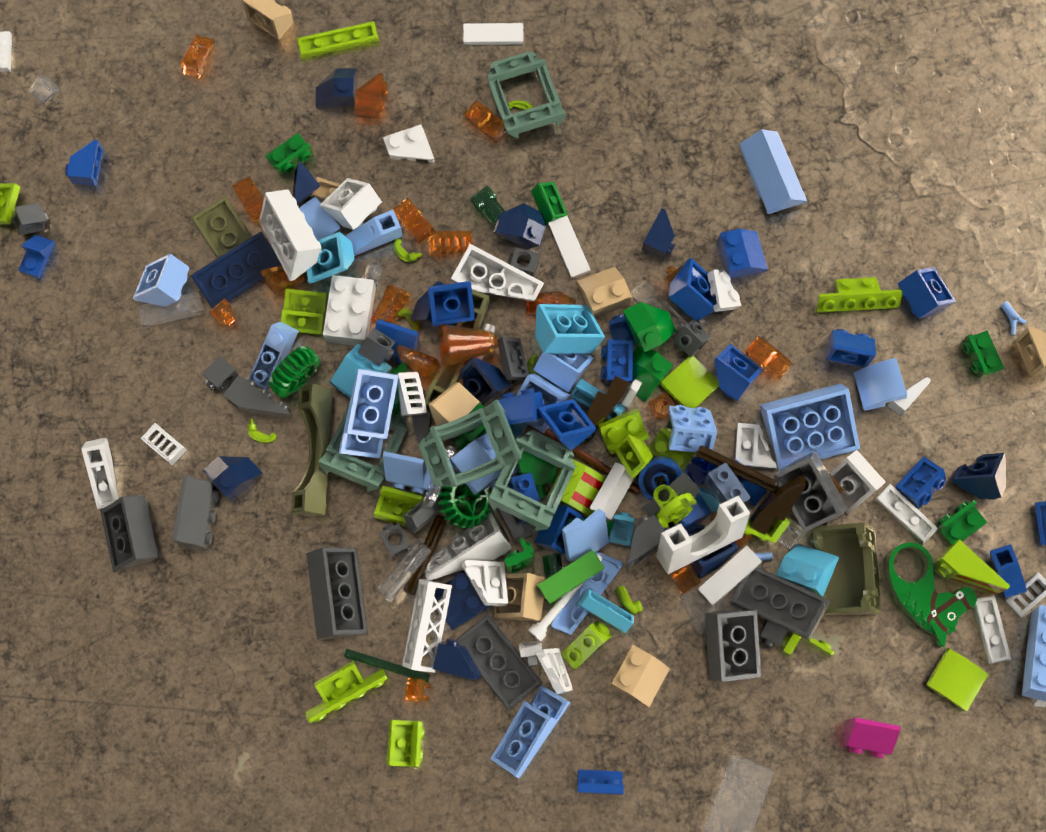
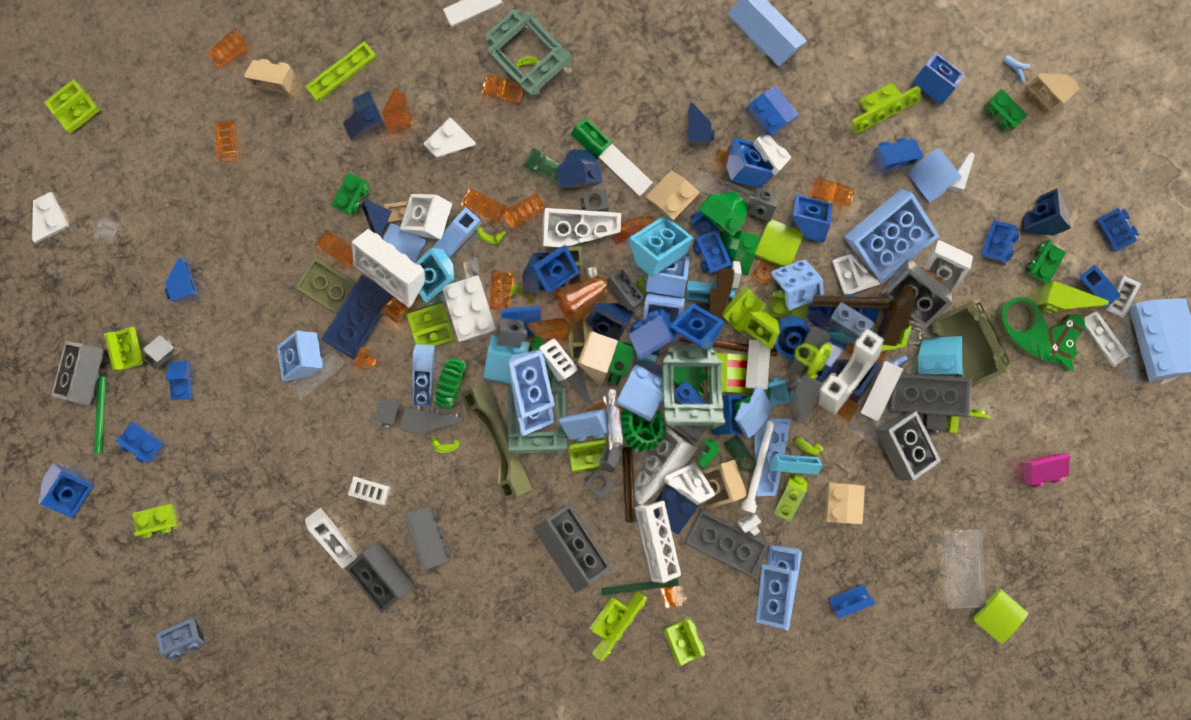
camera: 30 degrees left, 10 degrees up
(232, 474) = (438, 490): dark blue slope -> none
(404, 570) = (618, 505): clear tile -> none
(455, 660) = (693, 559): dark blue slope -> none
(499, 434) = (650, 365): sand green wedge -> none
(555, 669) = (776, 529): white wing -> none
(571, 577) = (756, 450): bright green tile -> none
(906, 514) = (998, 274): white tile -> none
(957, 679) = (1093, 391): lime slope -> none

